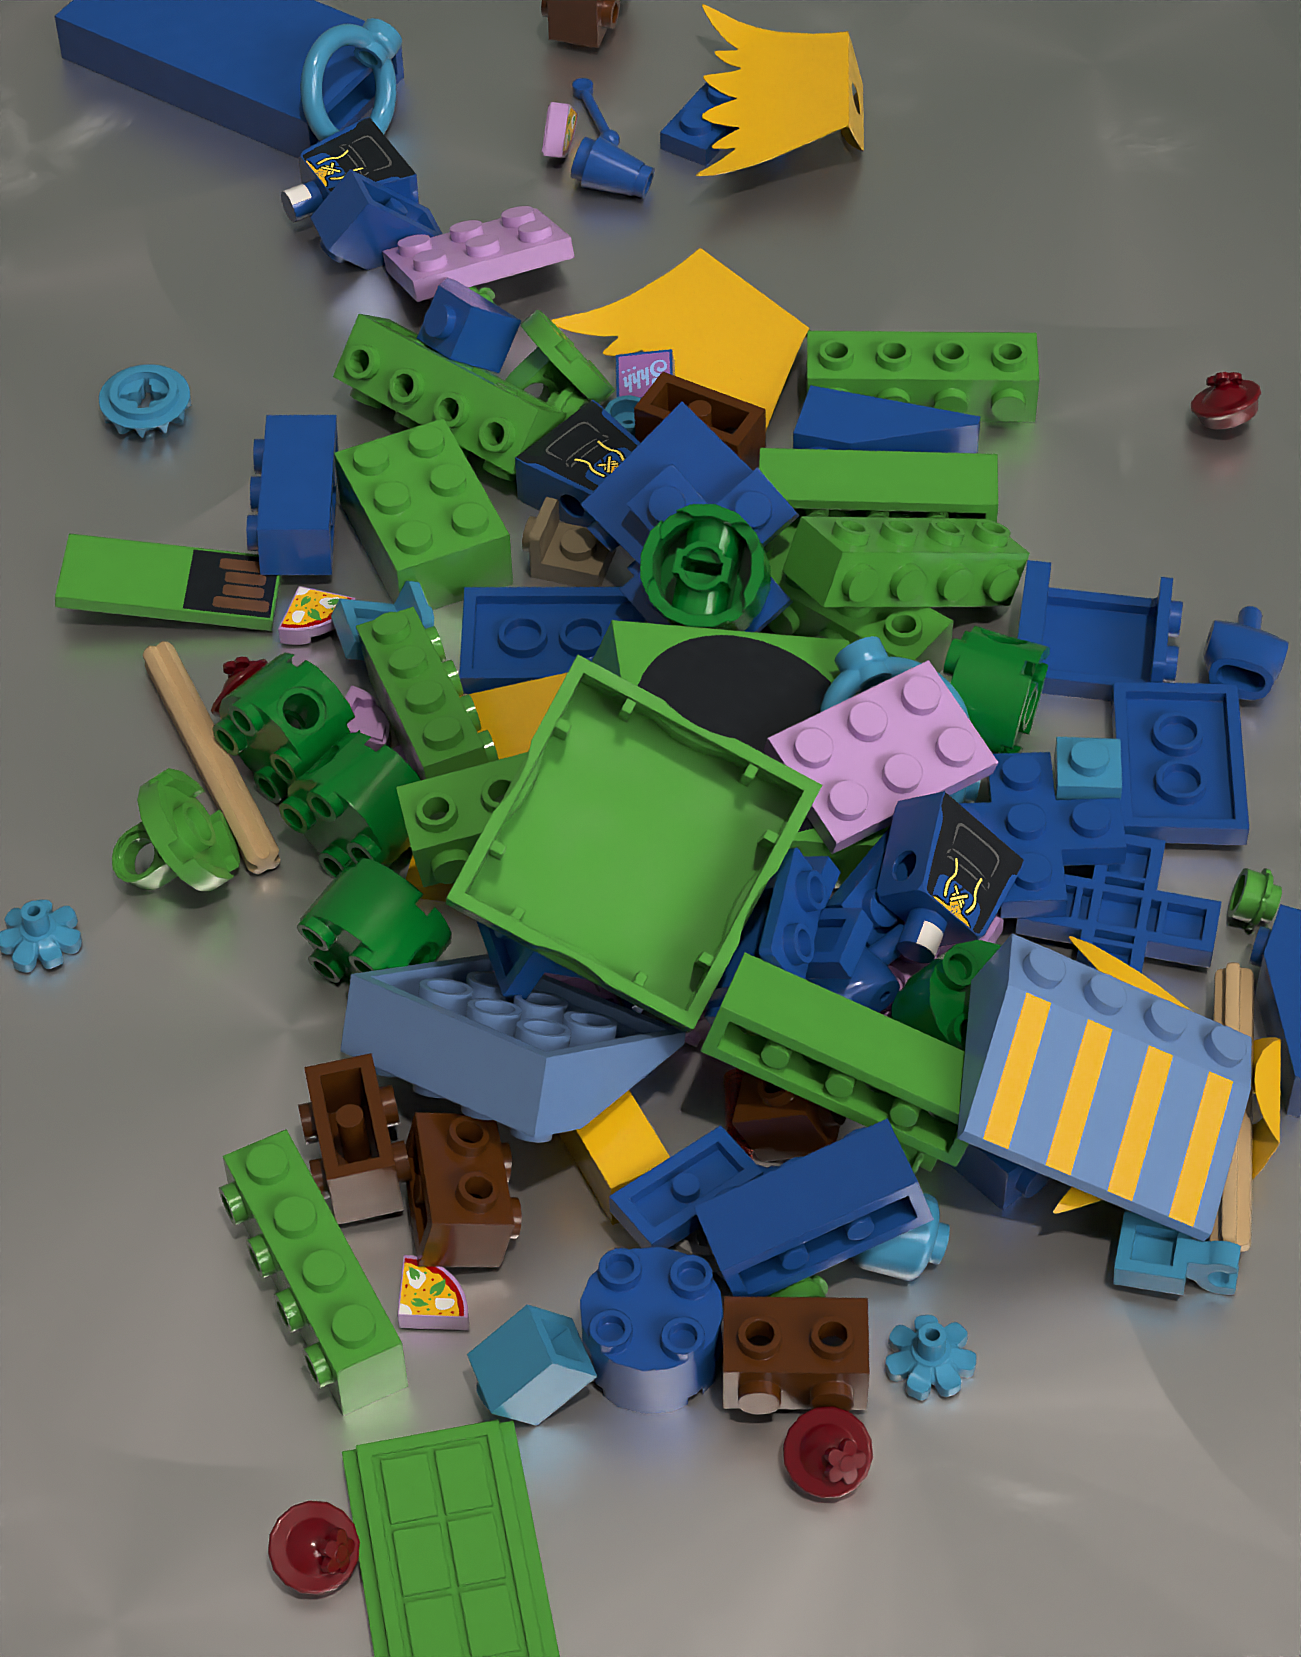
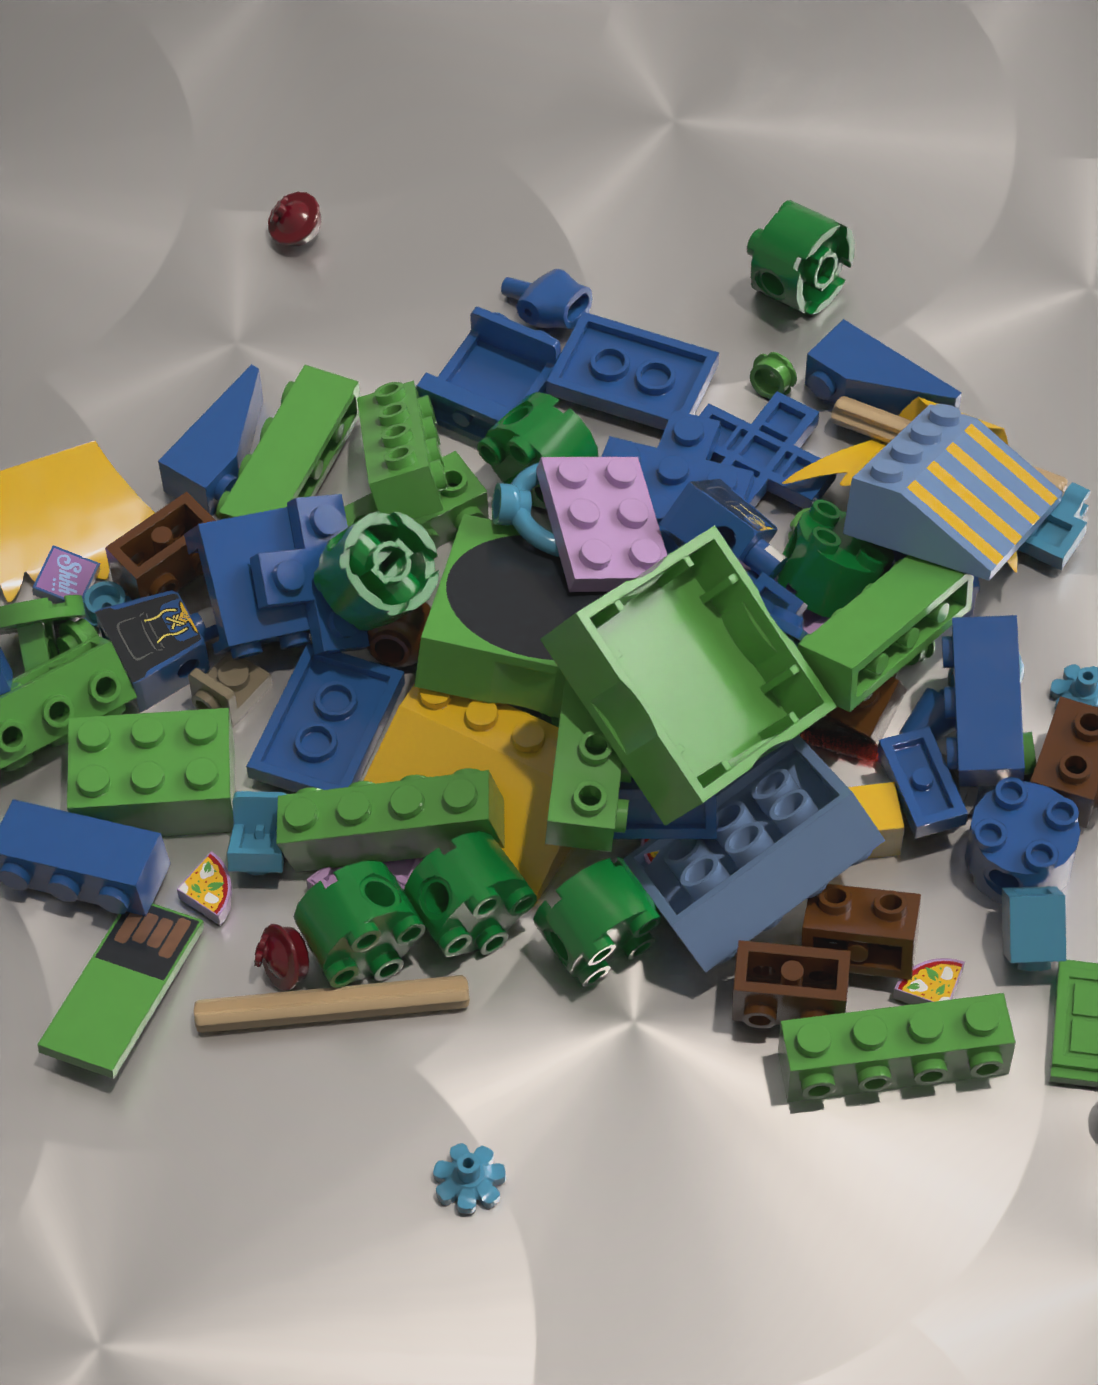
camera: 70 degrees left, 5 degrees up
(183, 834) = (435, 1035): bright green tile -> none
(950, 371) = (168, 391): bright green brick -> none
(1087, 768) = (639, 418): dark azure brick -> none

